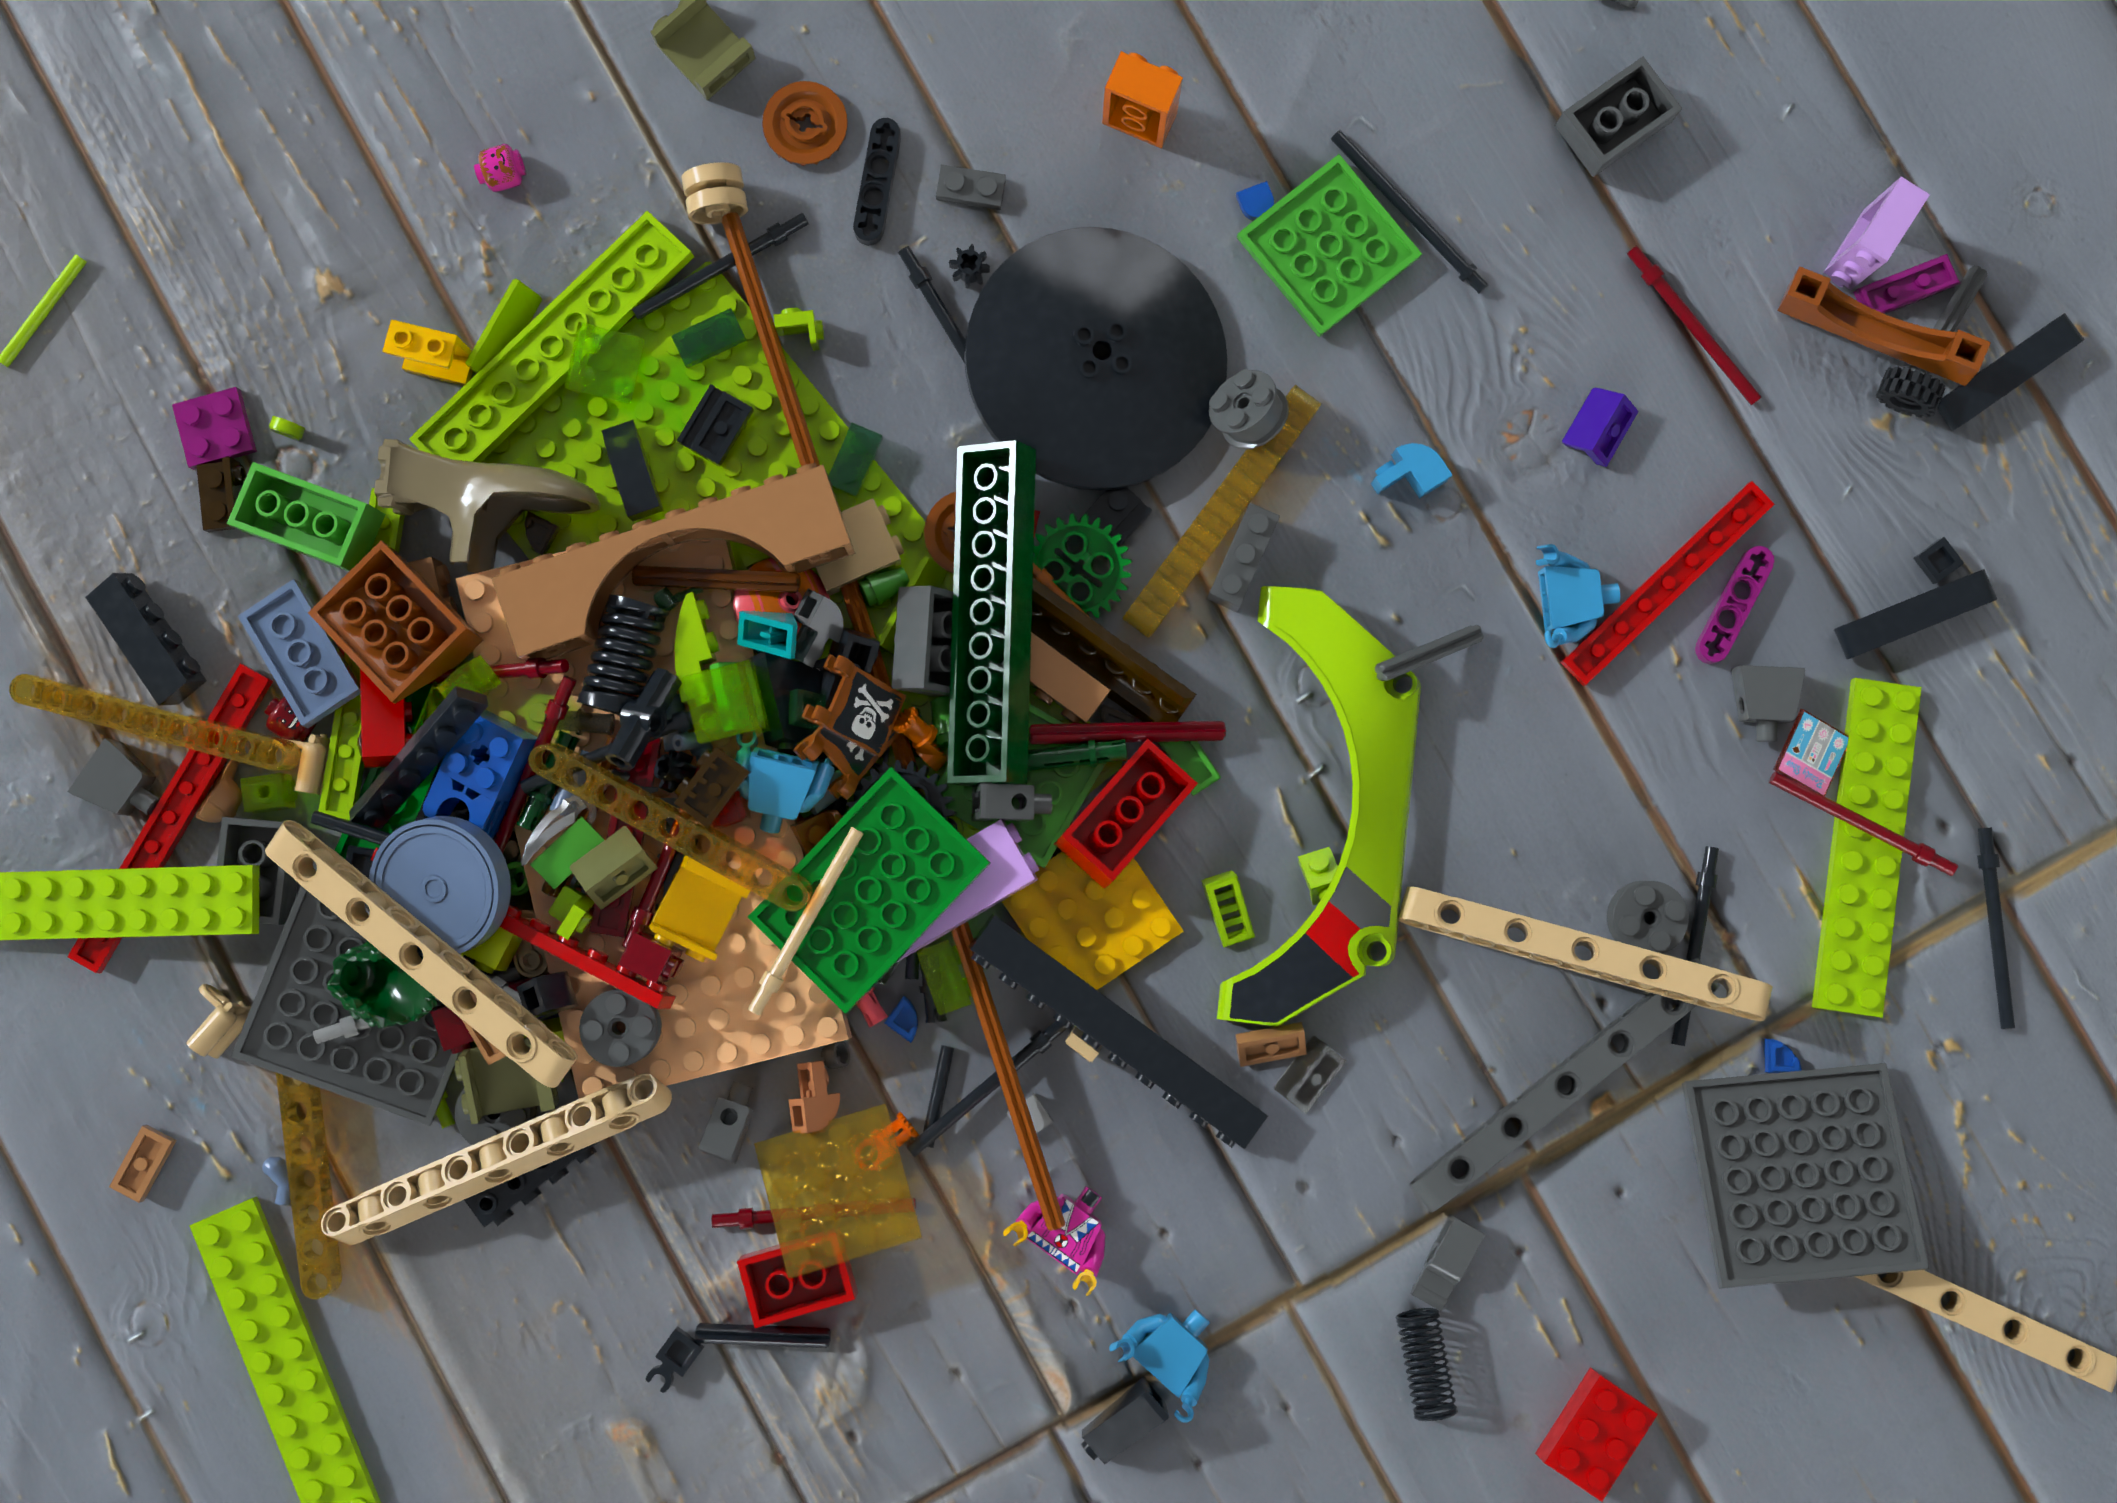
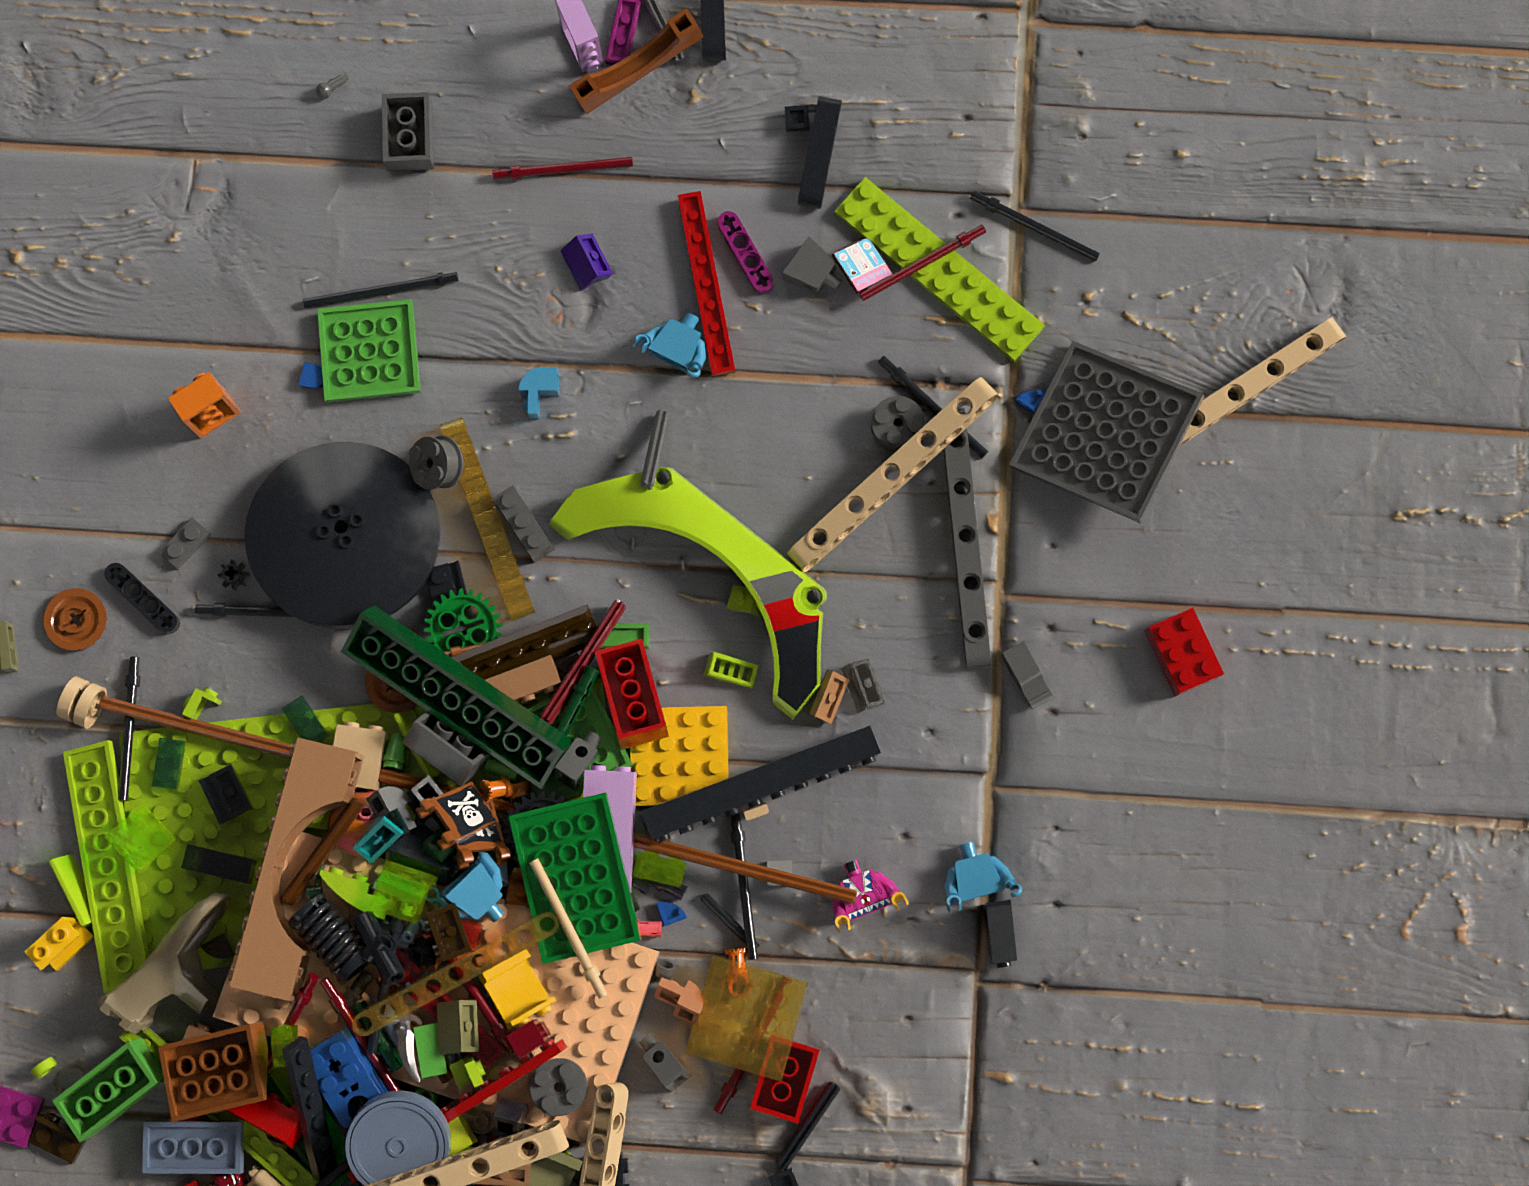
camera: 50 degrees left, 5 degrees down
(1415, 1323) = (1050, 710): black piece -> none
(1910, 391) = (686, 70): black tyre -> none

